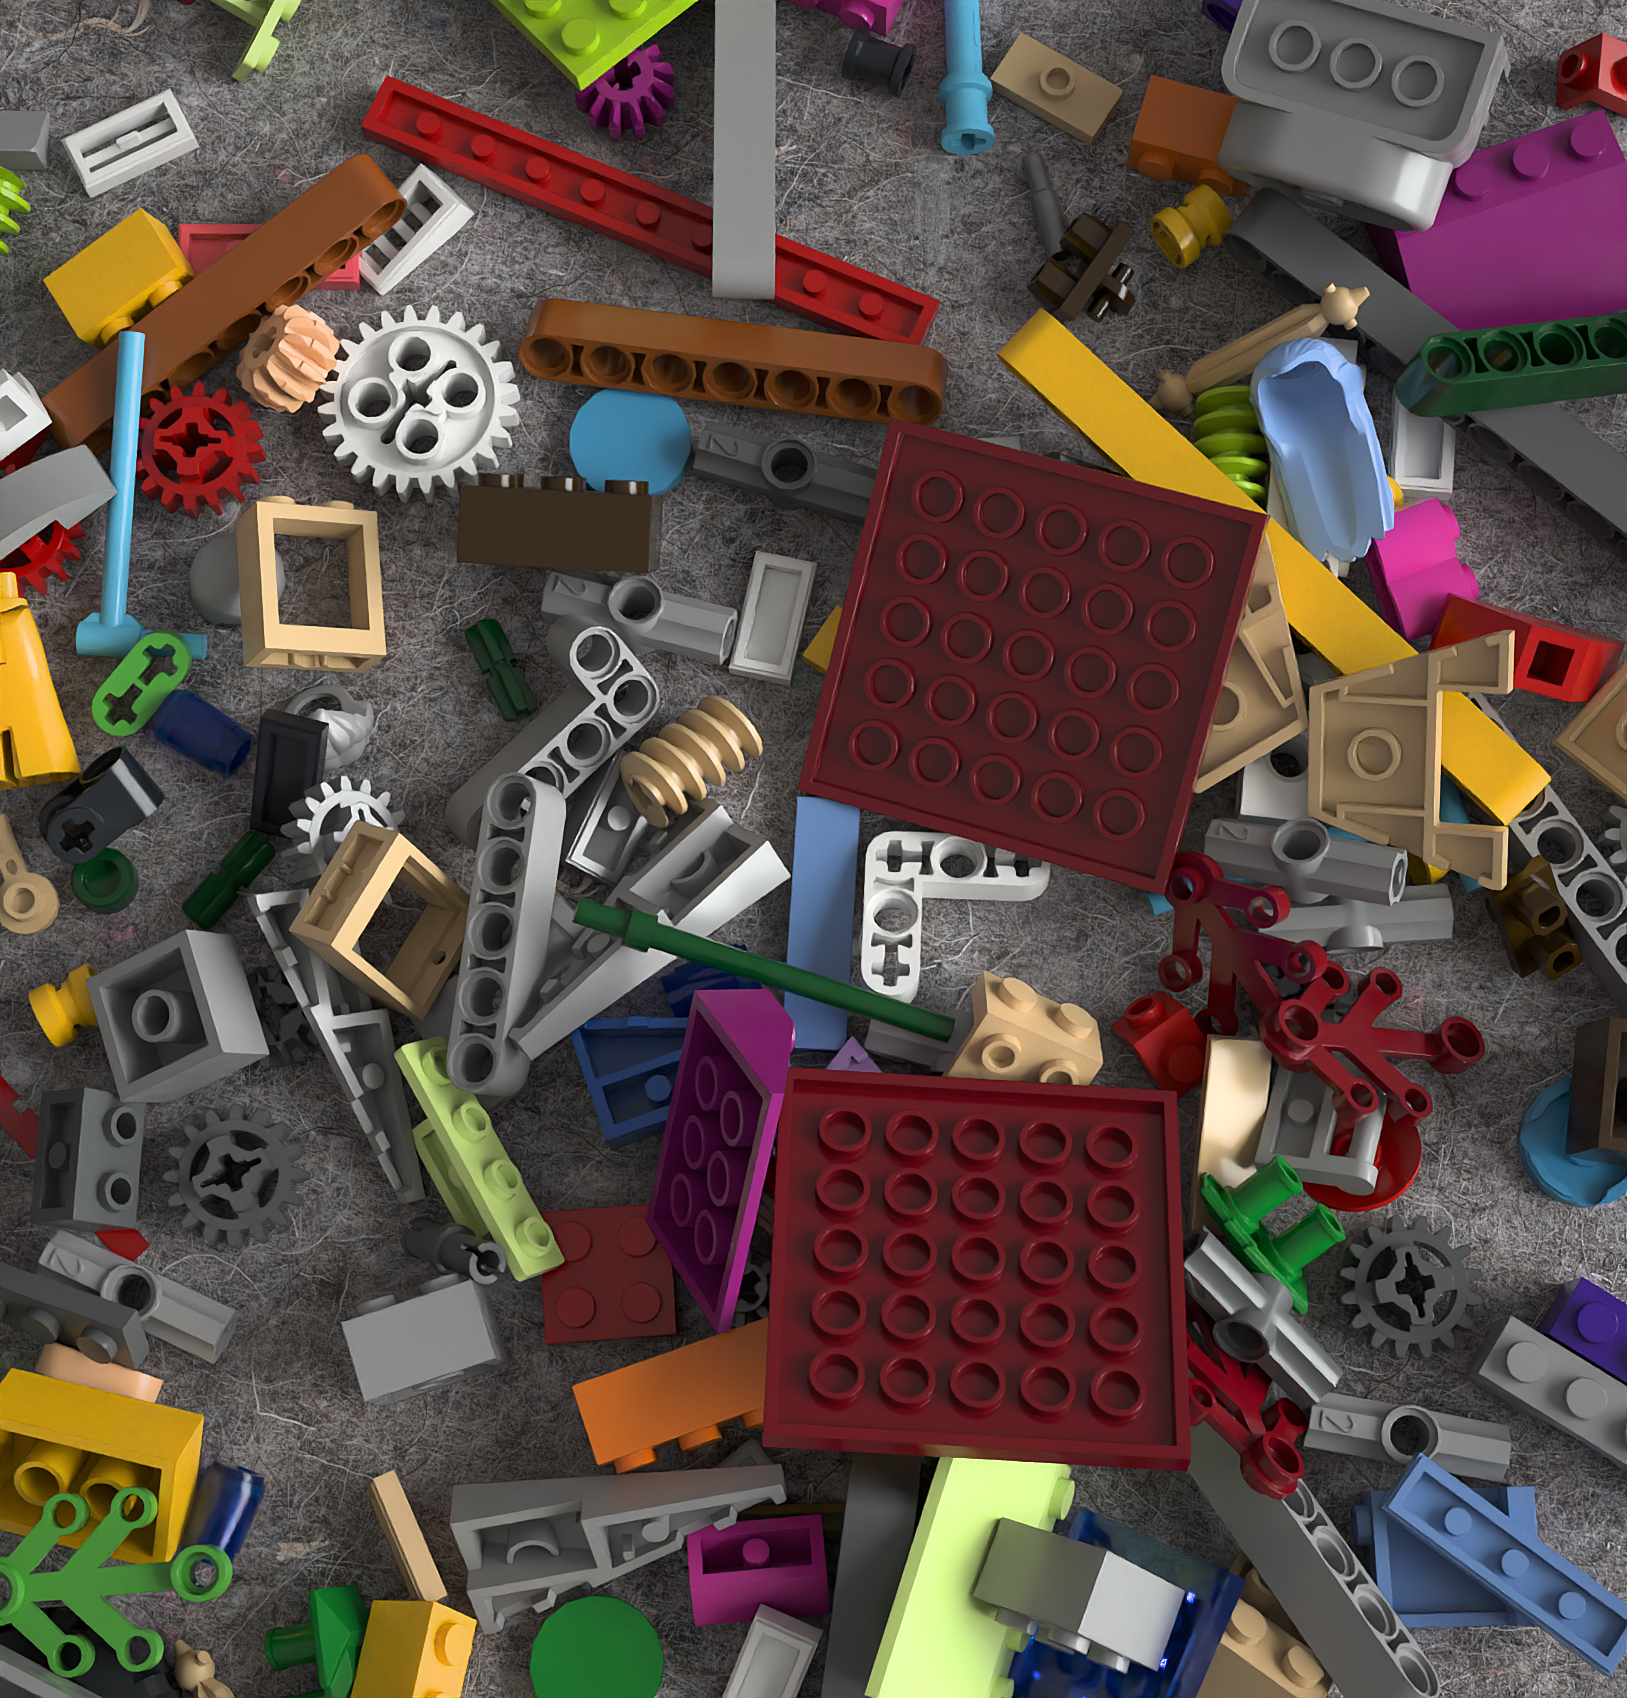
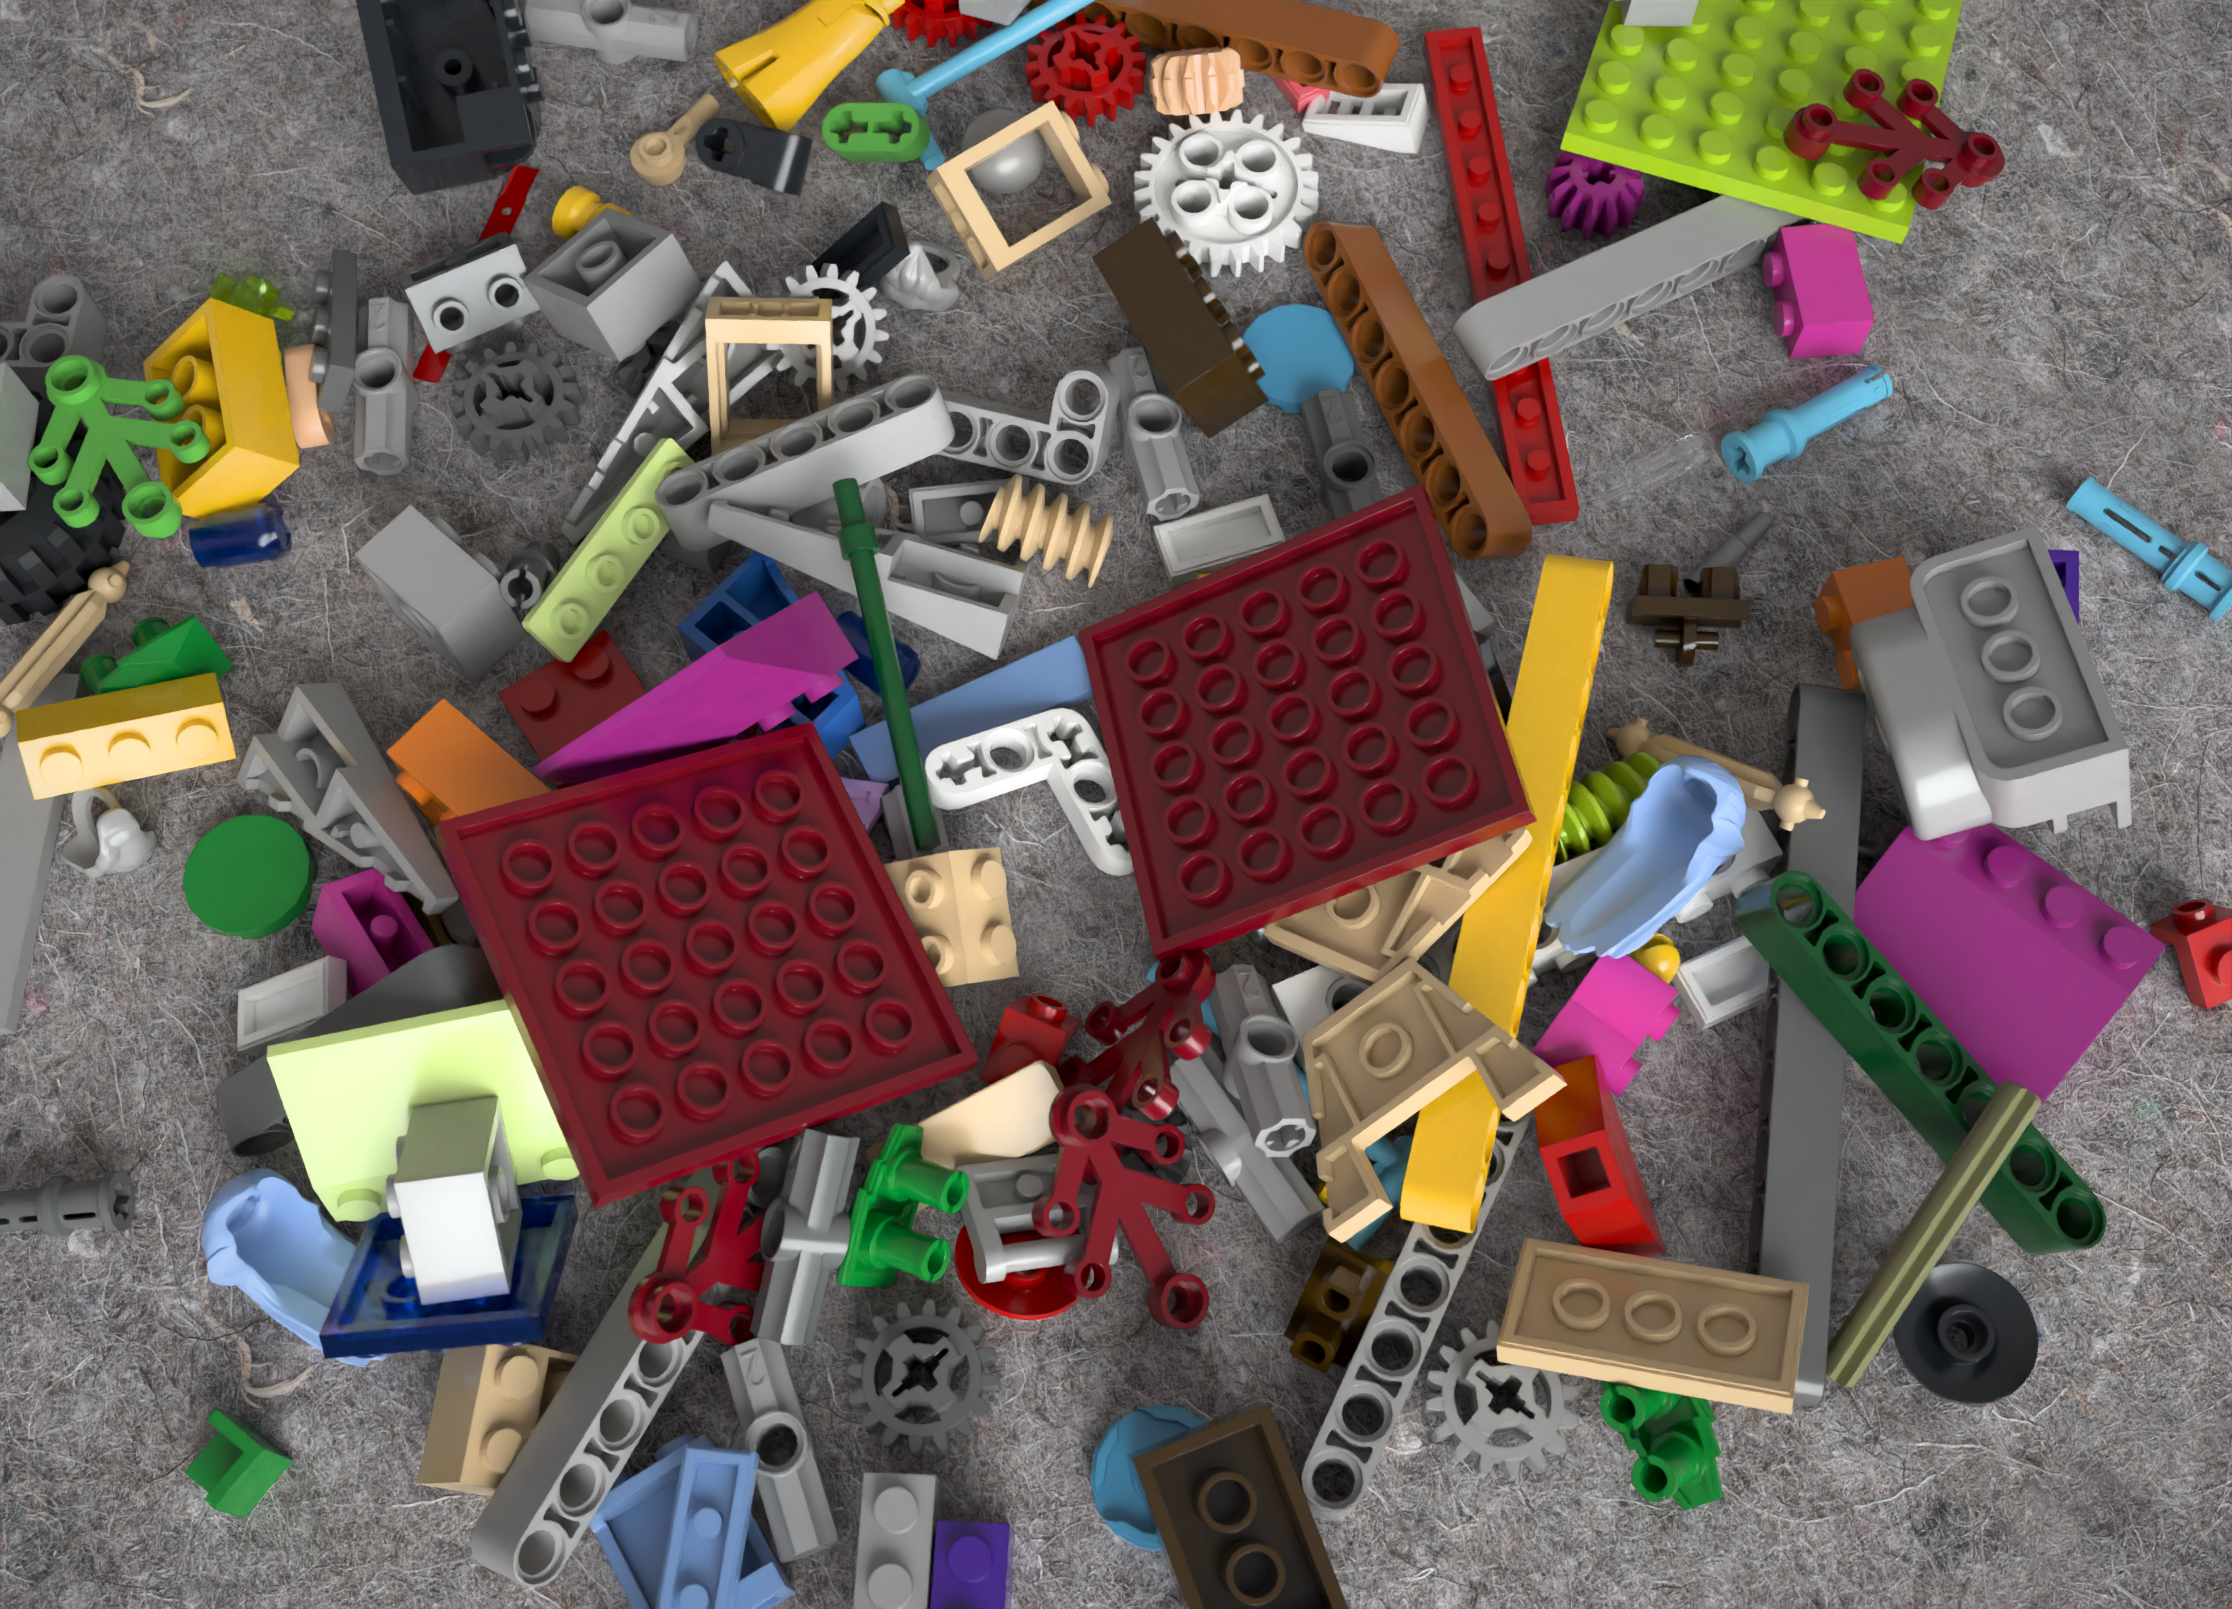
camera: 60 degrees right, 10 degrees down
(105, 882) = (708, 198): dark green tile -> none
(201, 732) = (860, 185): clear blue piece -> none
(219, 890) = (753, 275): dark green piece -> none
(405, 1538) = (279, 673): tan tile -> none
(496, 658) = (1051, 357): dark green piece -> none
(878, 61) = (1758, 356): black bush -> none
(1056, 89) = (1841, 505): tan plate -> none
(1188, 228) = (1789, 664): yellow wheel -> none

